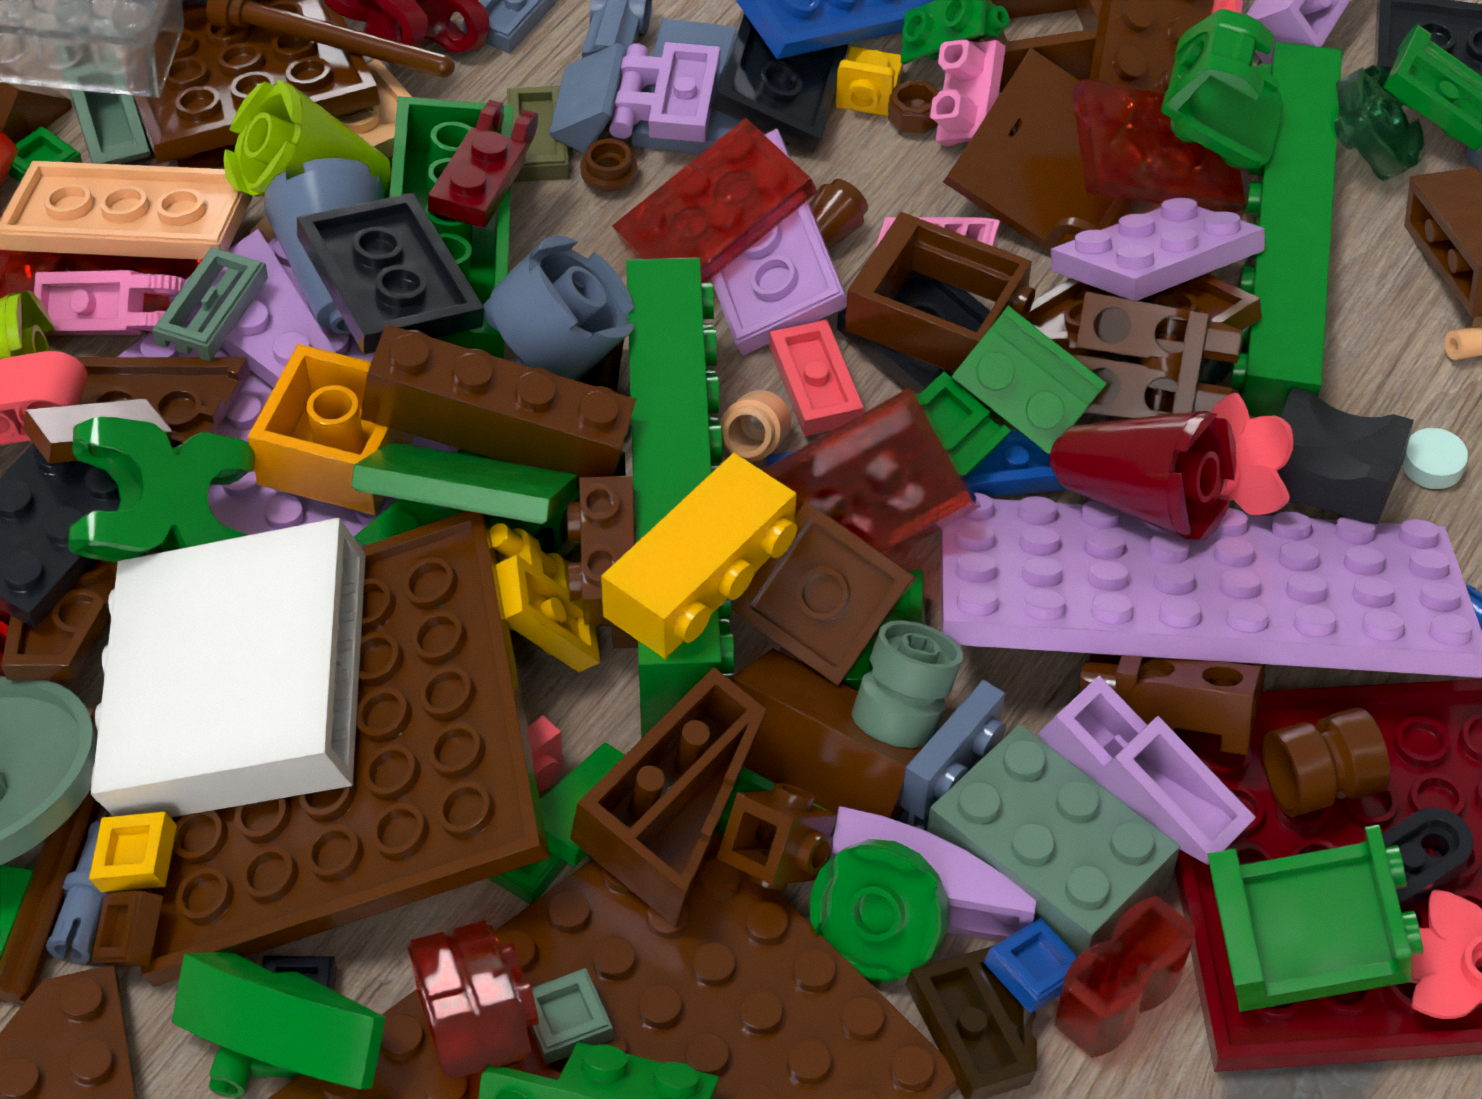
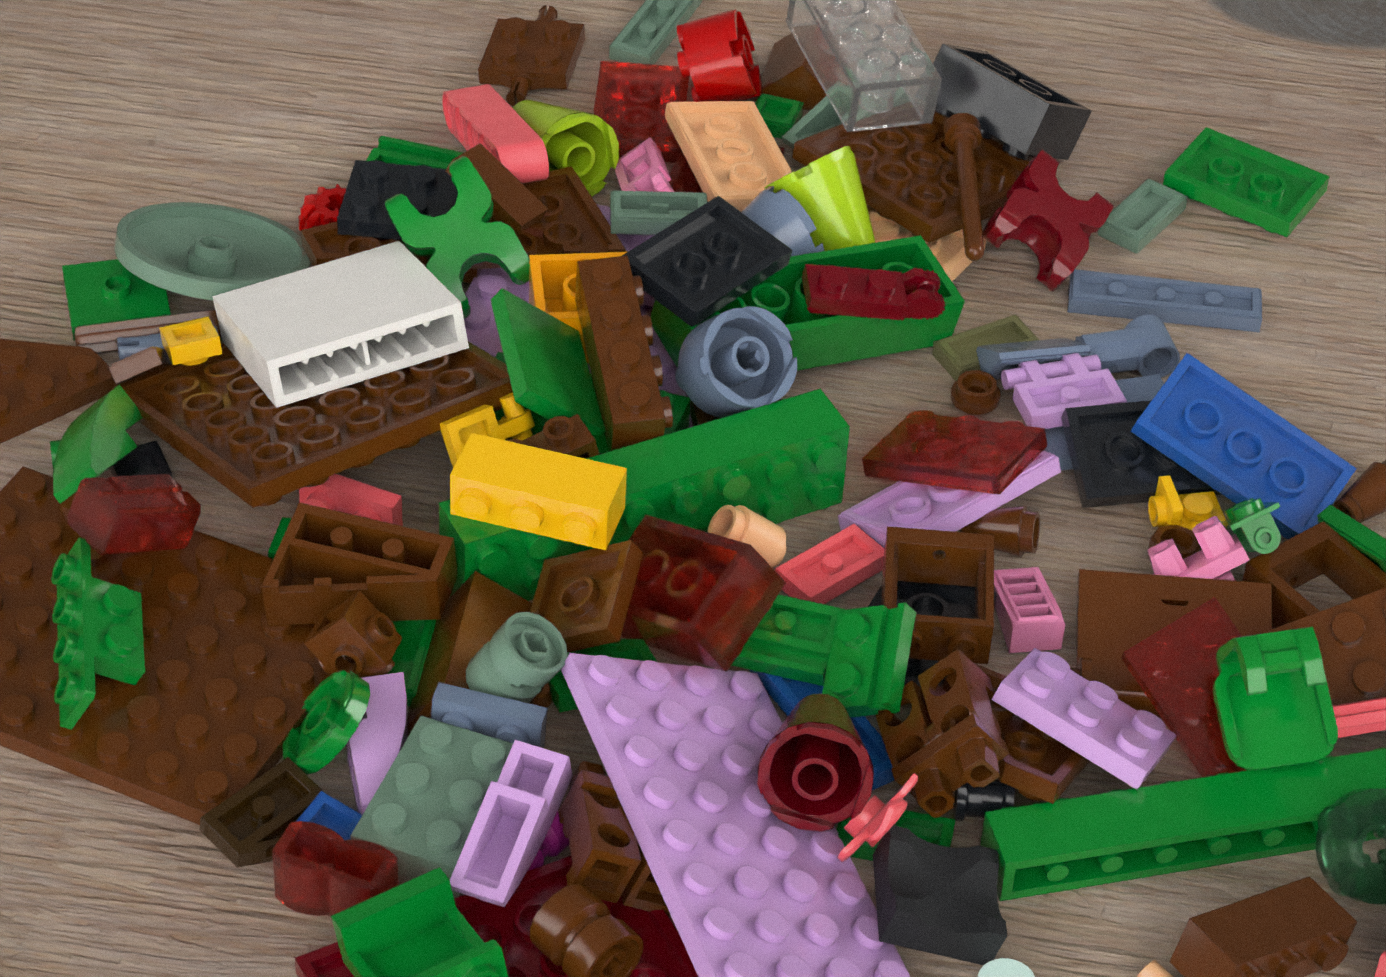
camera: 65 degrees right, 10 degrees down
(569, 1014) = (165, 585): sand green tile -> none

